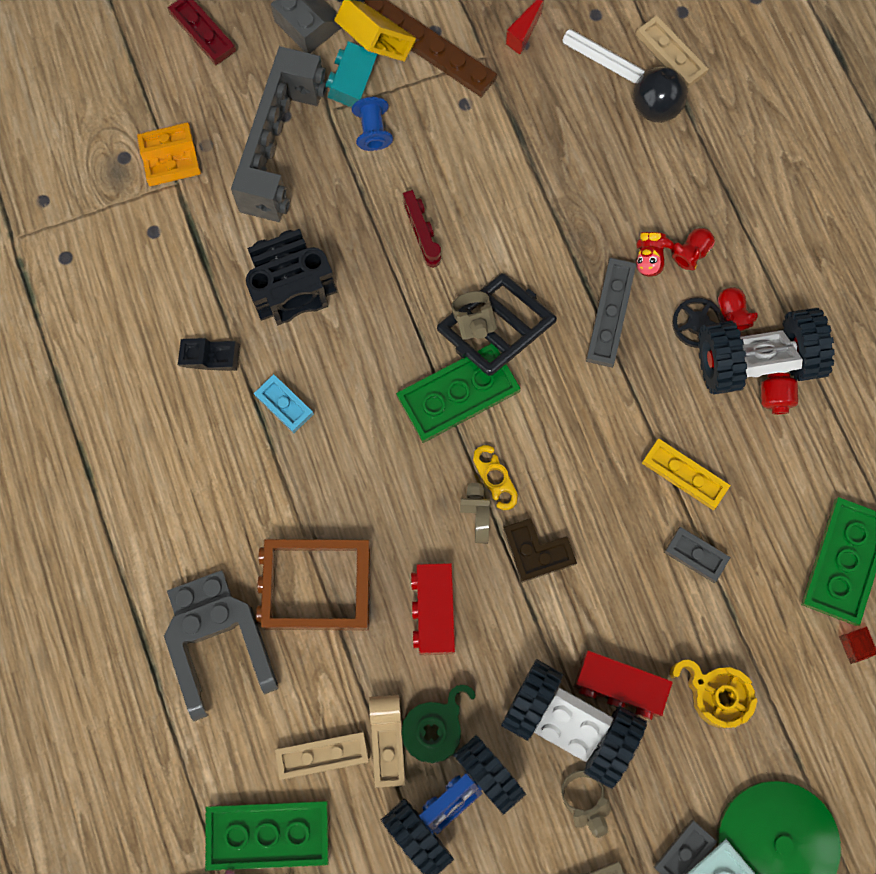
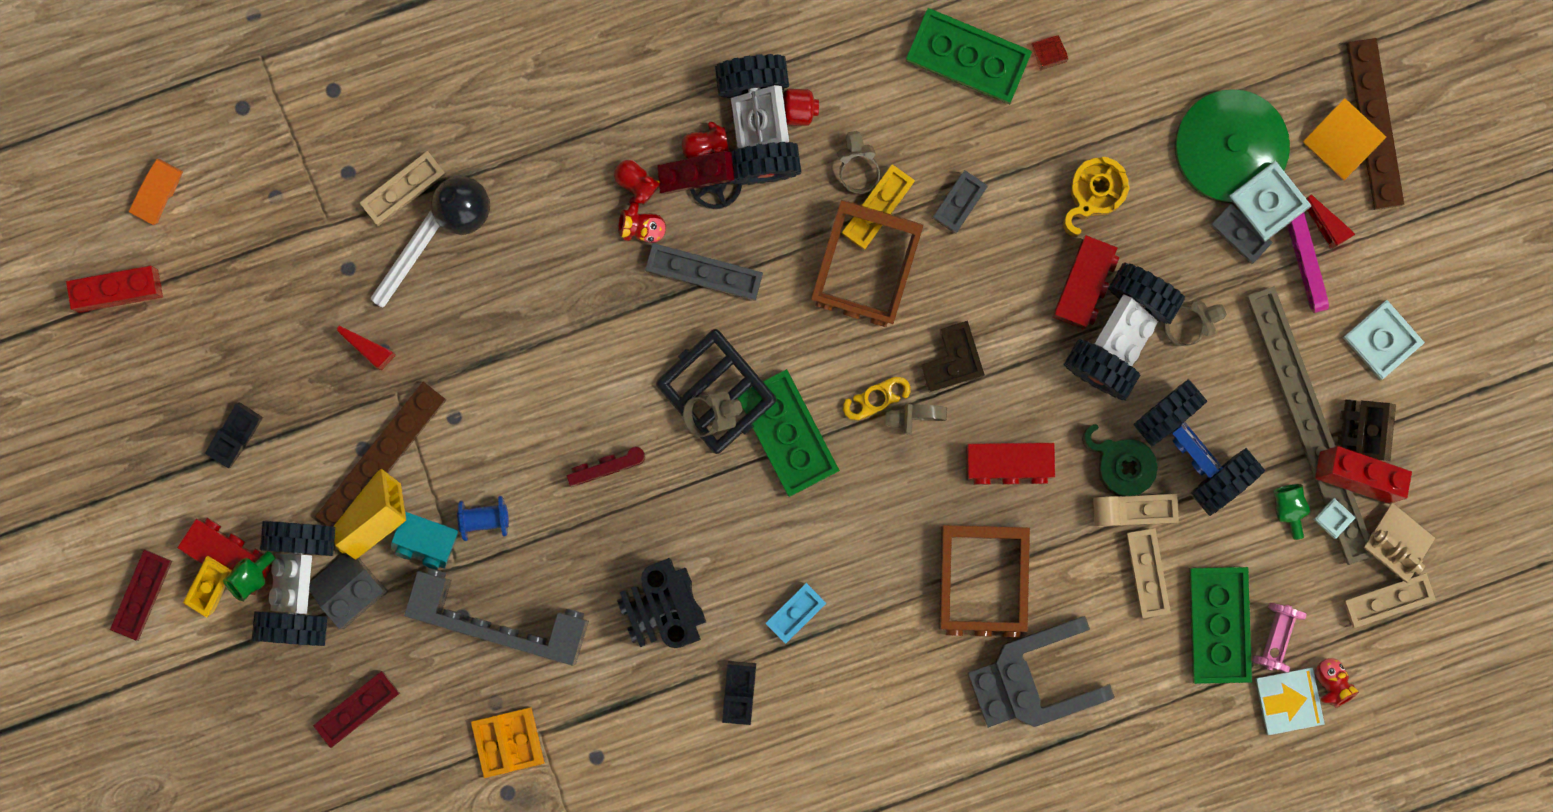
camera: 95 degrees left, 10 degrees up
(582, 451) = (852, 308): none -> dark orange window
(707, 296) = (695, 172): none -> dark red plate
(749, 447) = (856, 148): none -> dark tan piece

